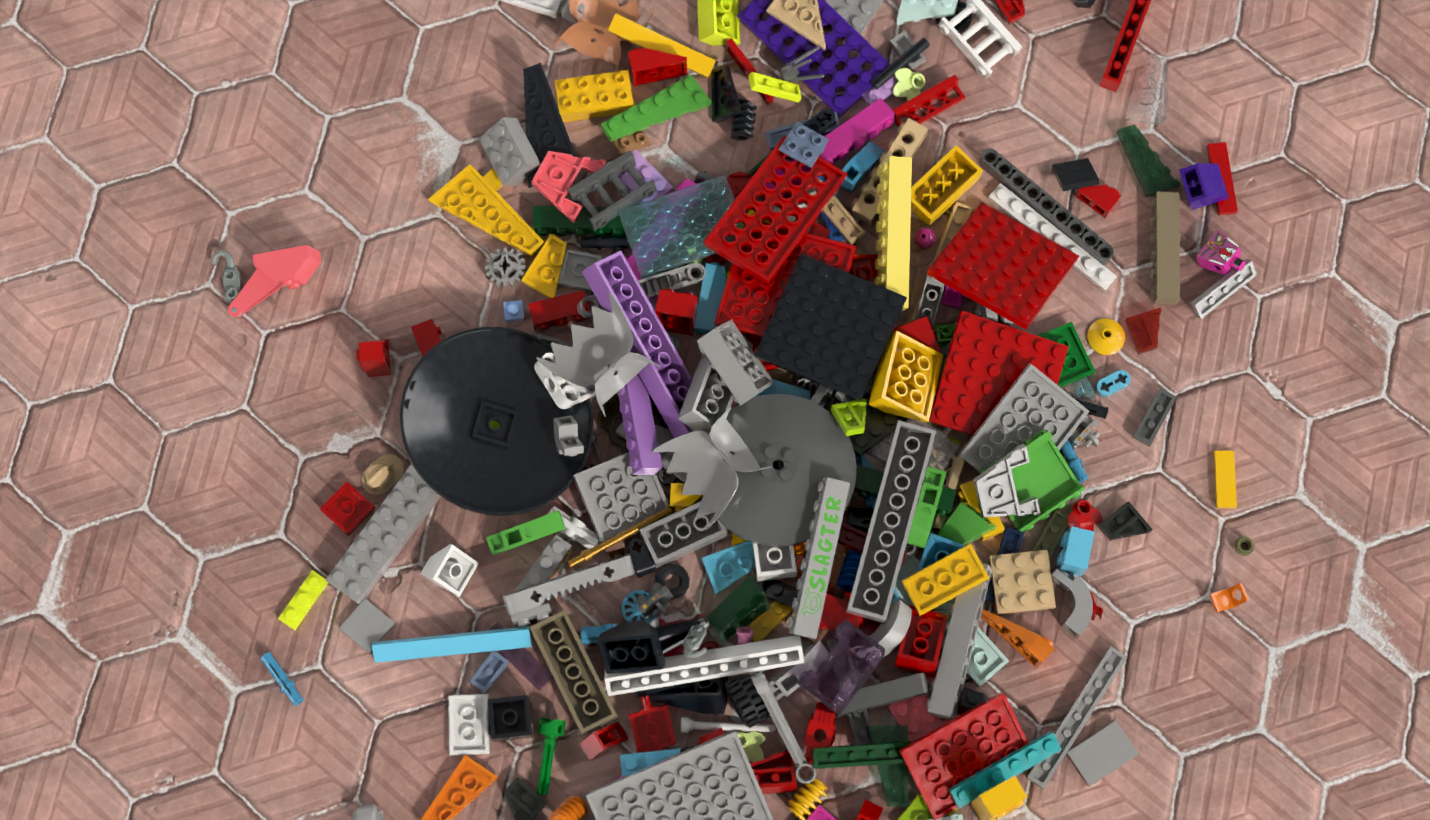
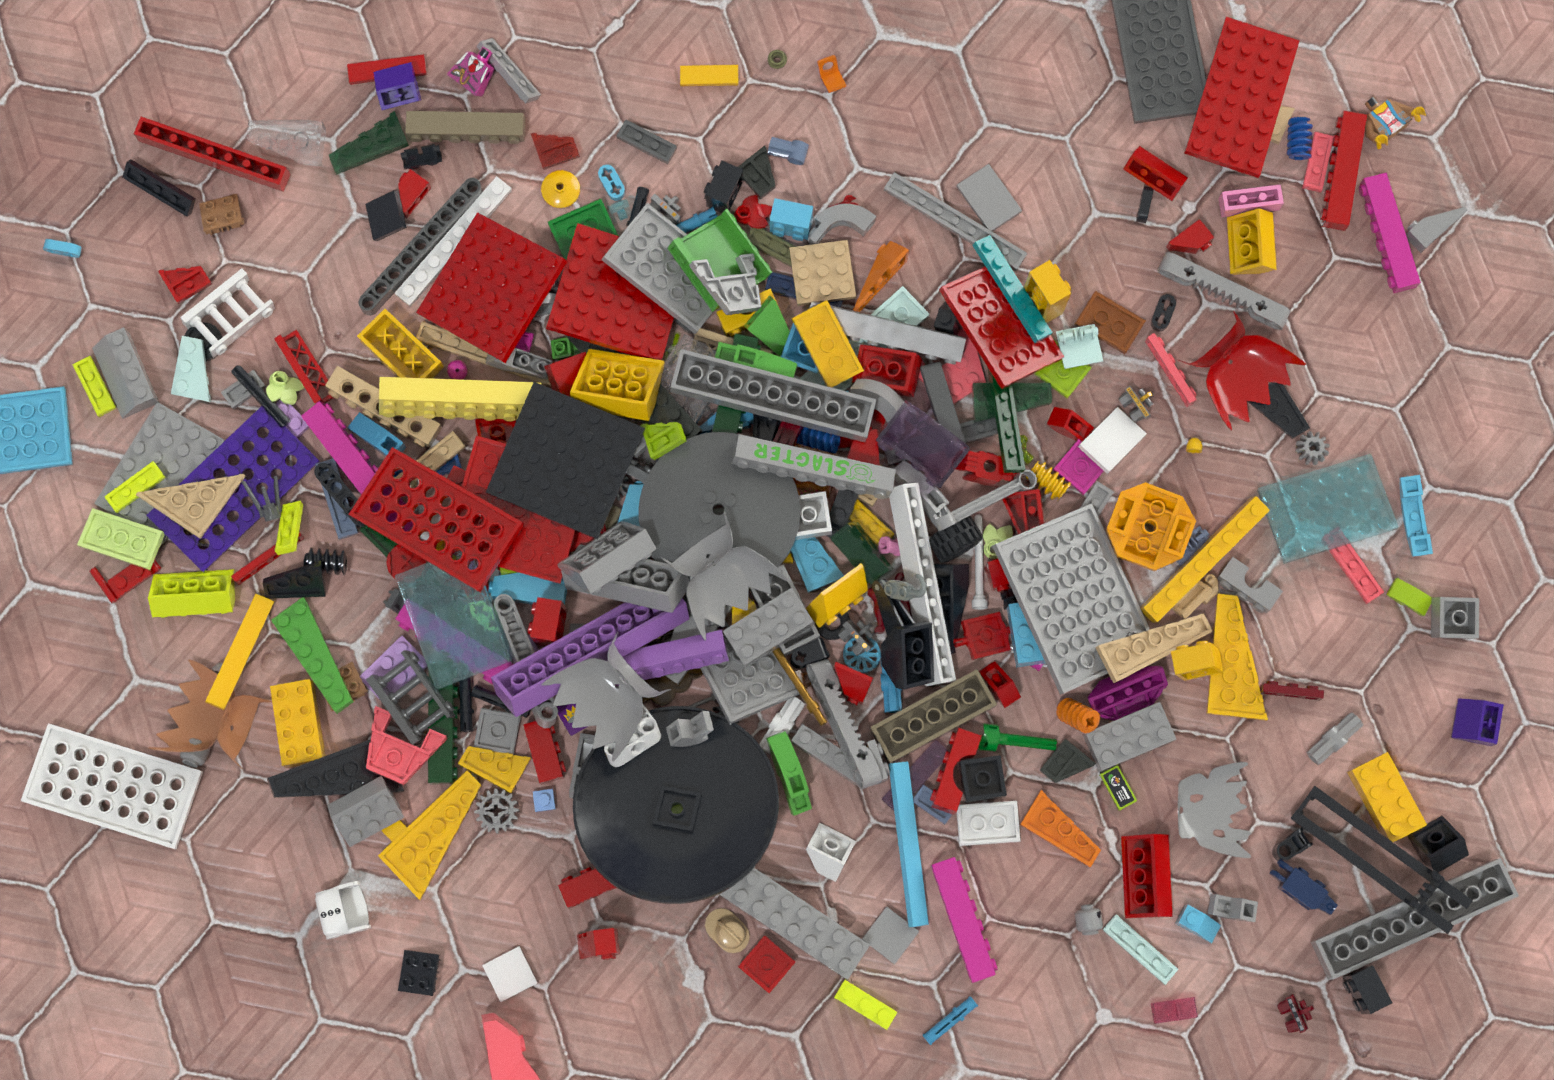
camera: 90 degrees left, 5 degrees up
(356, 278) = (510, 974): none -> white tile
(362, 199) = (419, 972): none -> black hinge
(375, 695) = (963, 919): none -> dark pink brick
(422, 133) = (342, 910): none -> white piece
(496, 681) = (947, 795): none -> red arch
(609, 596) = (852, 683): none -> red slope
(653, 66) = (263, 660): red slope -> none
(664, 513) = (768, 627): none -> light grey brick
(692, 583) = (838, 597): none -> yellow slope
(804, 144) = (359, 493): sand blue hinge -> none
(841, 773) = (1027, 456): none -> clear neon green arm
(1075, 31) = (220, 214): none -> medium nougat hinge
(1107, 487) = (724, 186): none -> black brick
(1135, 215) = (430, 156): none -> black hinge
(1147, 557) = (793, 151): none -> sand blue piece

